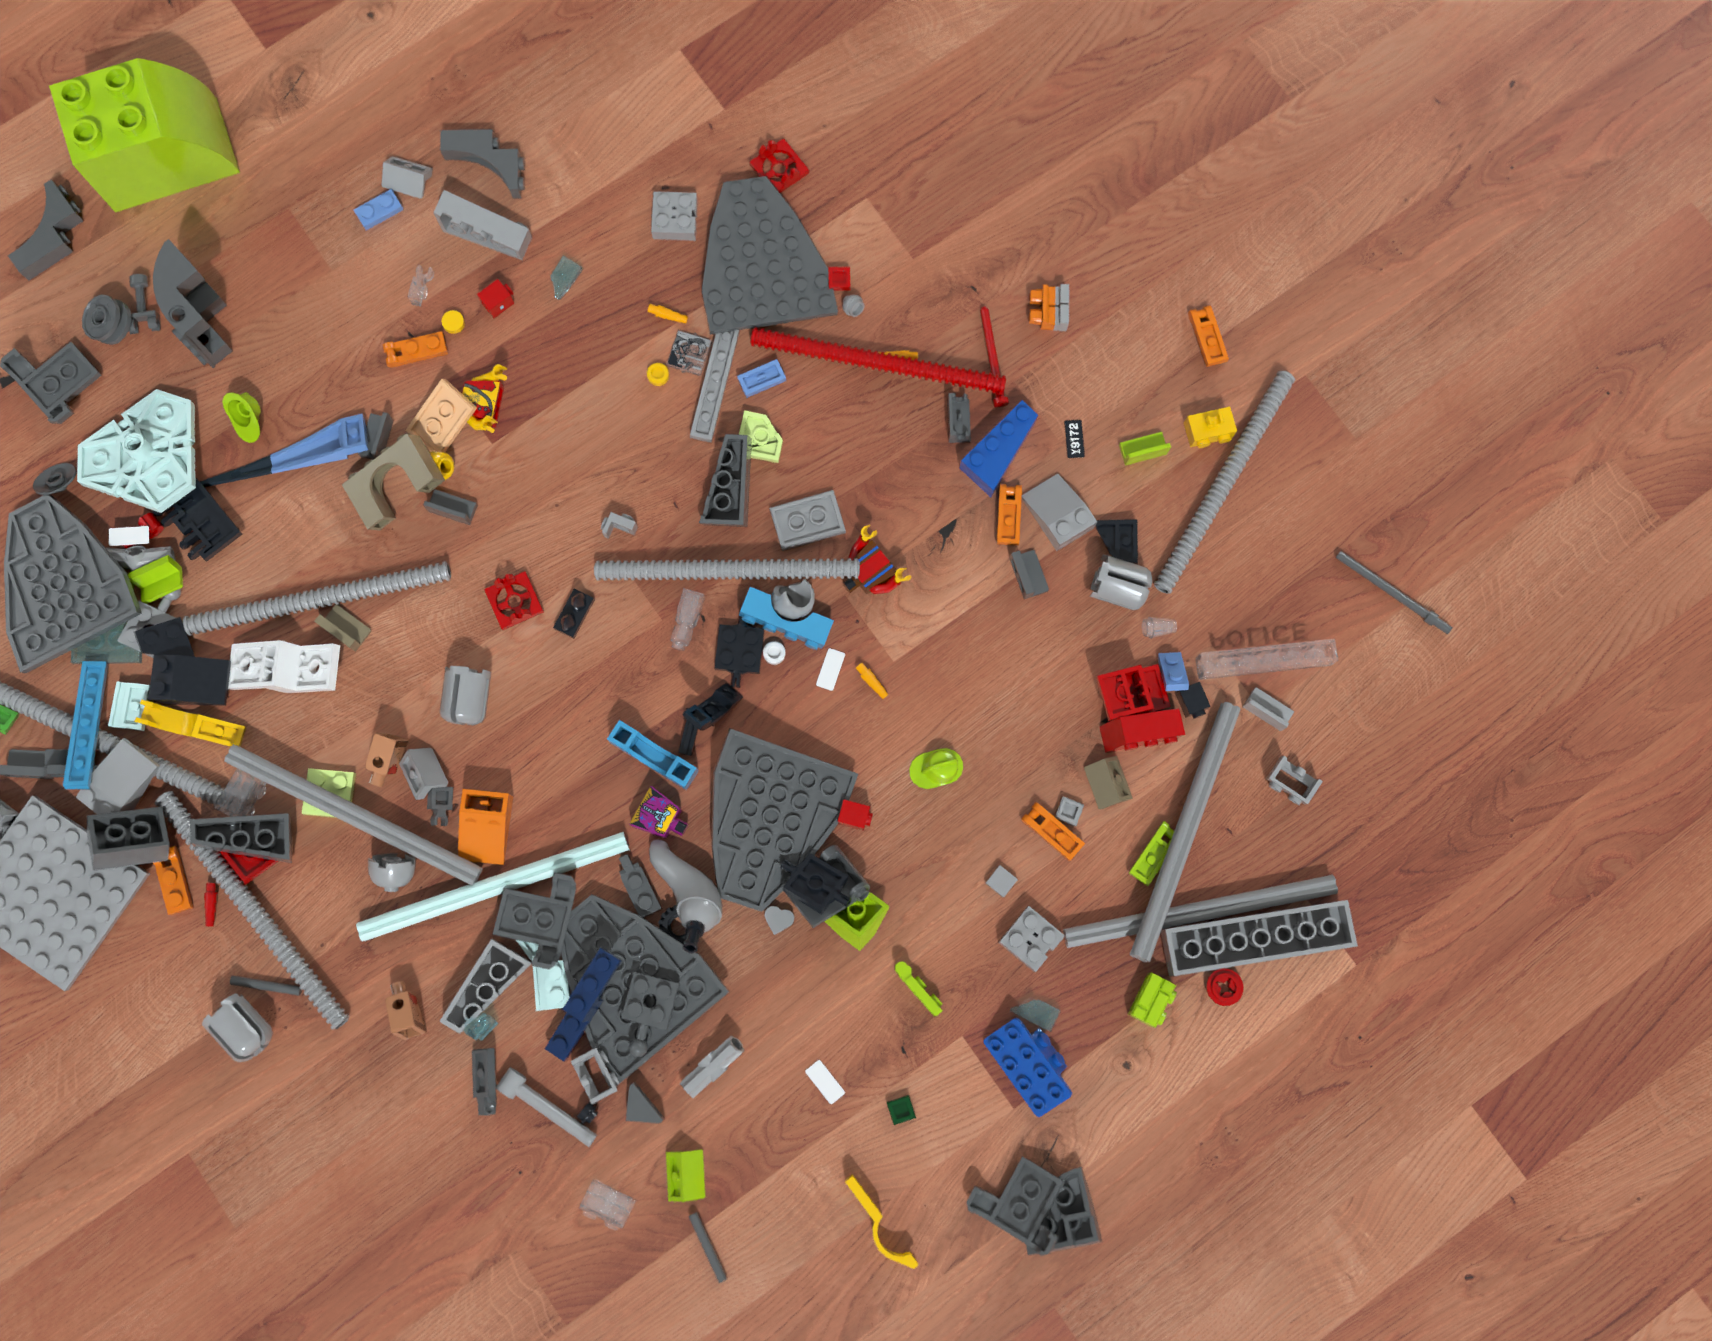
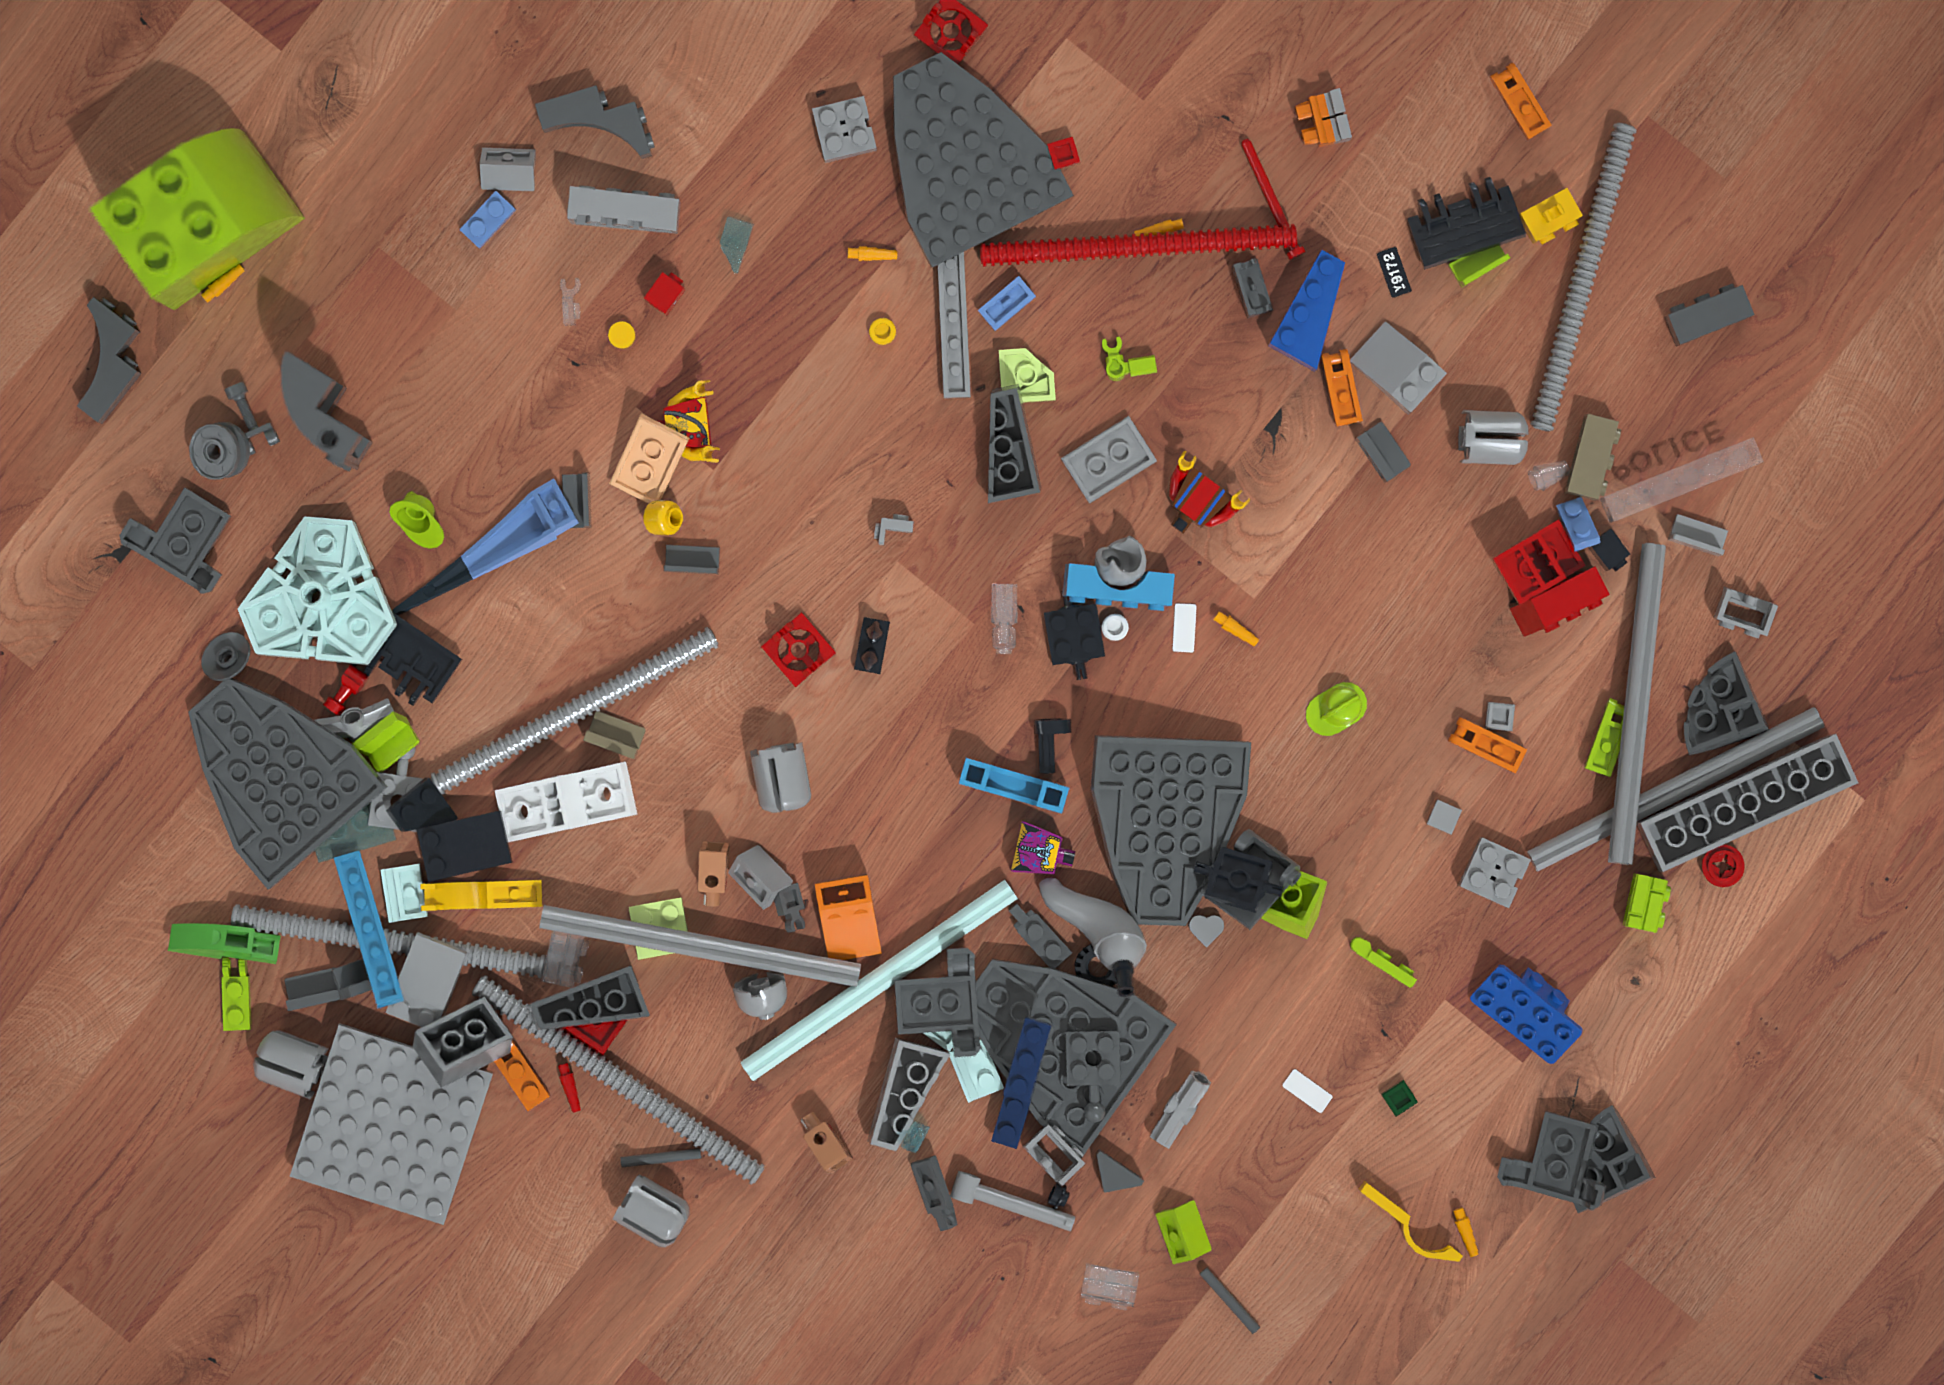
camera: 10 degrees left, 10 degrees up
(128, 536) = (337, 700): white sticker -> none
(157, 201) = (222, 283): none -> light orange animal
(366, 485) = (589, 567): dark tan arch -> none
(415, 349) = (589, 381): orange plate -> none
(689, 353) = (911, 294): piece -> none
(713, 708) = (1067, 713): black slope -> none
(726, 569) = (1034, 548): light grey piece -> none
(835, 452) = (1117, 368): none -> lime bar
(853, 305) = (1088, 182): light grey plate -> none
(855, 815) = (1260, 789): red brick -> none
(926, 1237) = (1465, 1230): none -> light orange animal
(1038, 1013) = (1523, 951): clear light blue slope -> none
(1108, 782) = (1536, 671): dark tan panel -> none
(1120, 538) = (1478, 382): black wing -> none
(1138, 419) = (1466, 229): none -> black hinge
(1198, 622) = (1592, 457): none -> dark tan brick
(1255, 855) = (1722, 708): none -> dark grey brick
(1319, 536) = (1708, 314): none -> dark grey brick
(1430, 617) = (1858, 374): dark grey bar -> none

